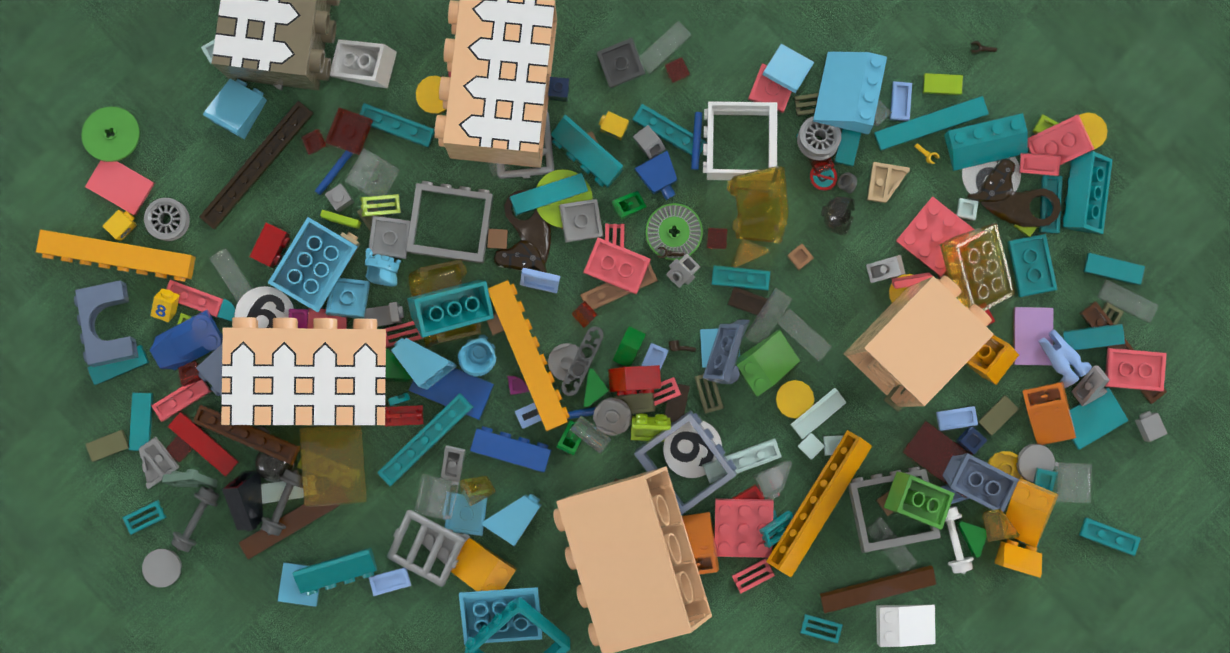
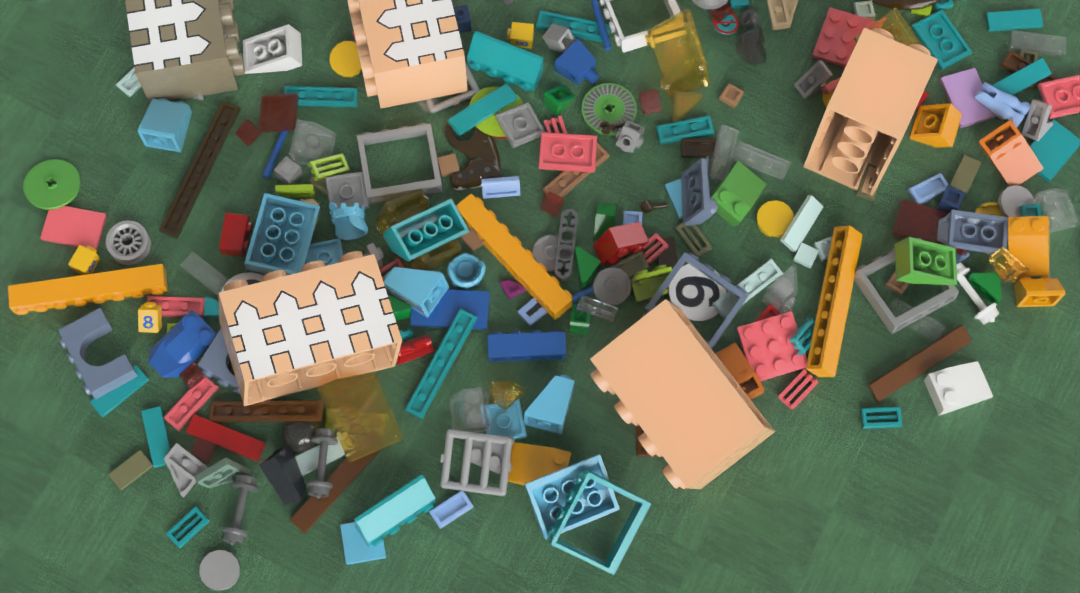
camera: 20 degrees left, 15 degrees down
(453, 463) = (475, 371): light grey slope -> none

